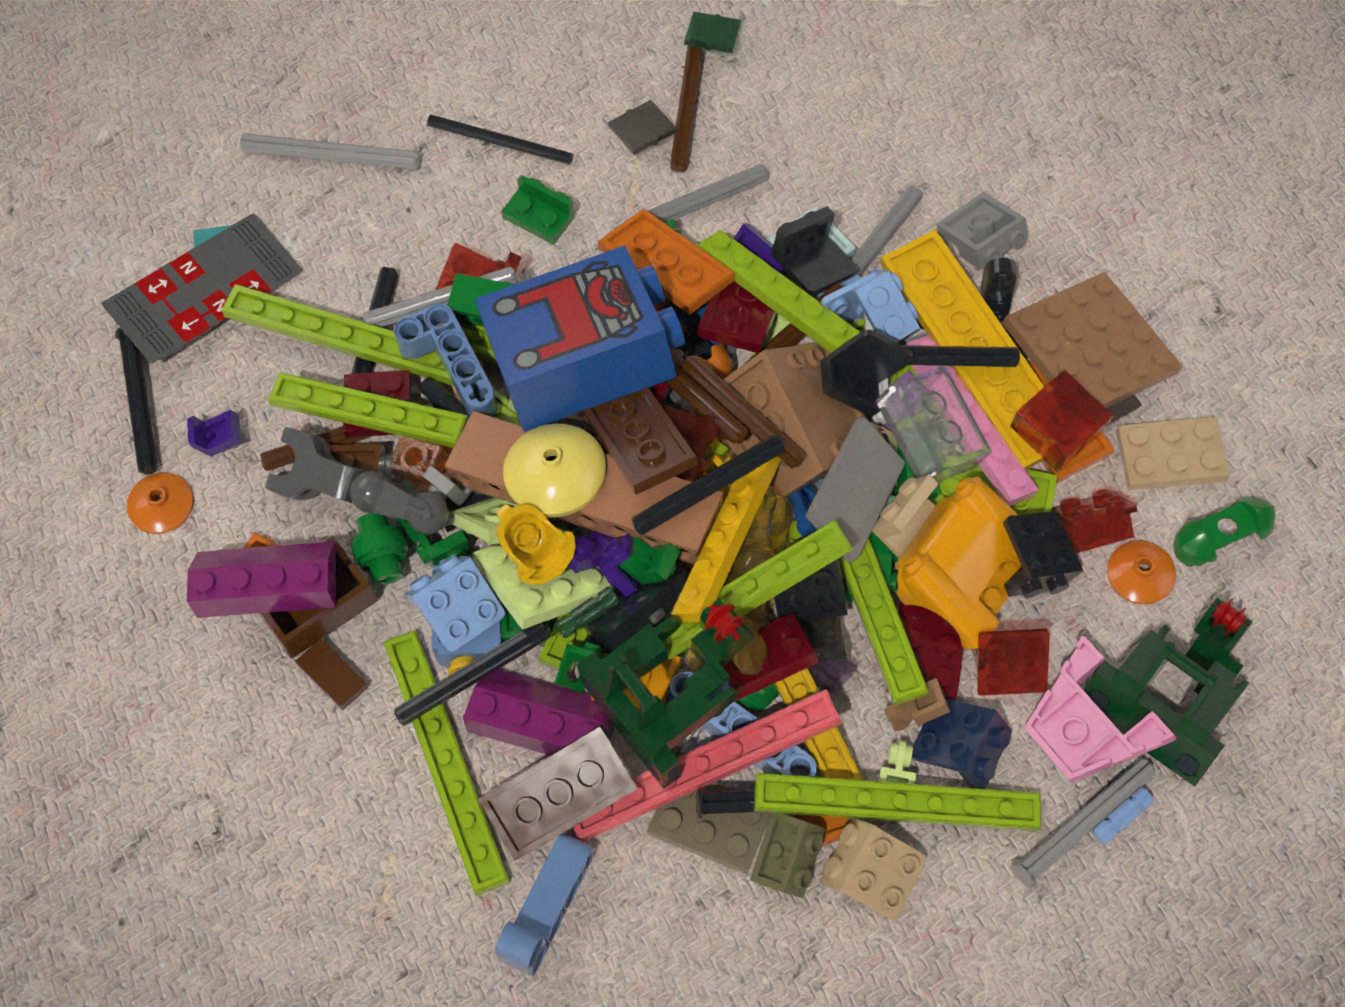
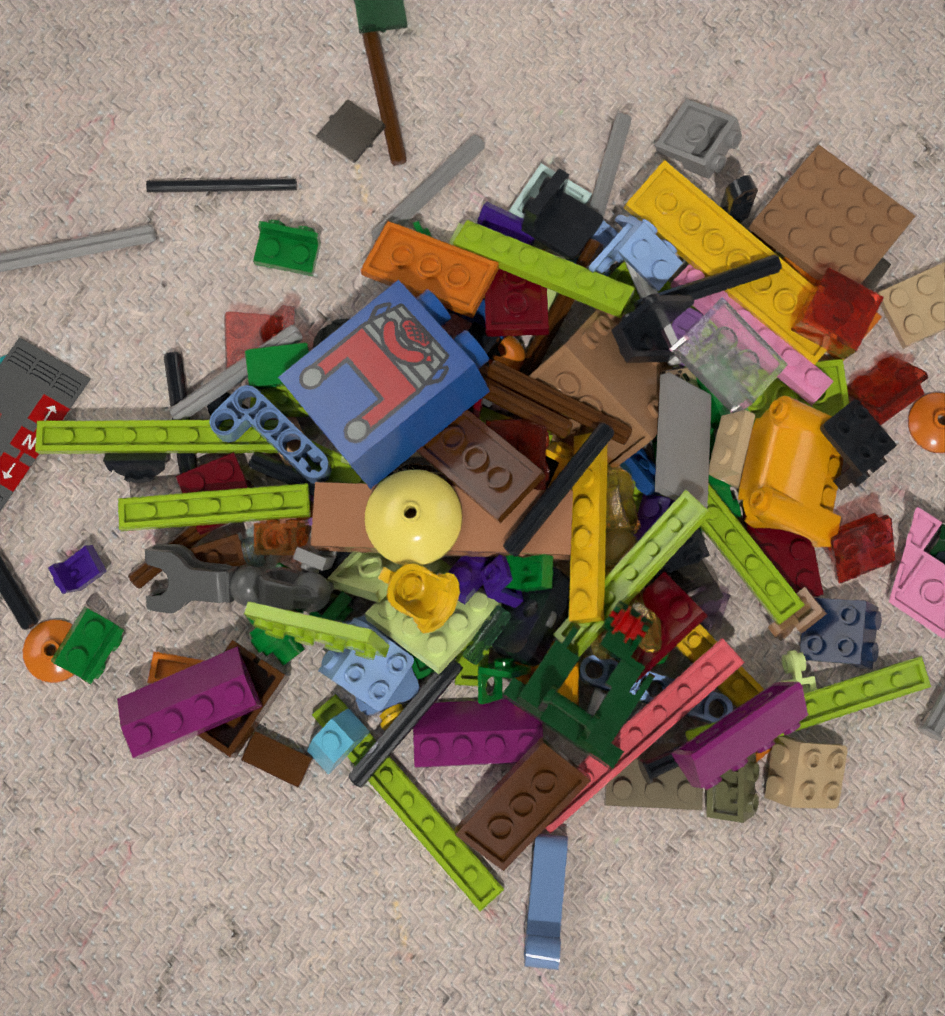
camera: 20 degrees left, 15 degrees up
(192, 503) = (88, 645): none -> green bracket
(311, 357) = (136, 466): none -> black tile
(396, 668) = (337, 740): none -> medium azure slope
(416, 538) = (310, 629): none -> lime plate
(811, 787) = (741, 734): none -> magenta slope

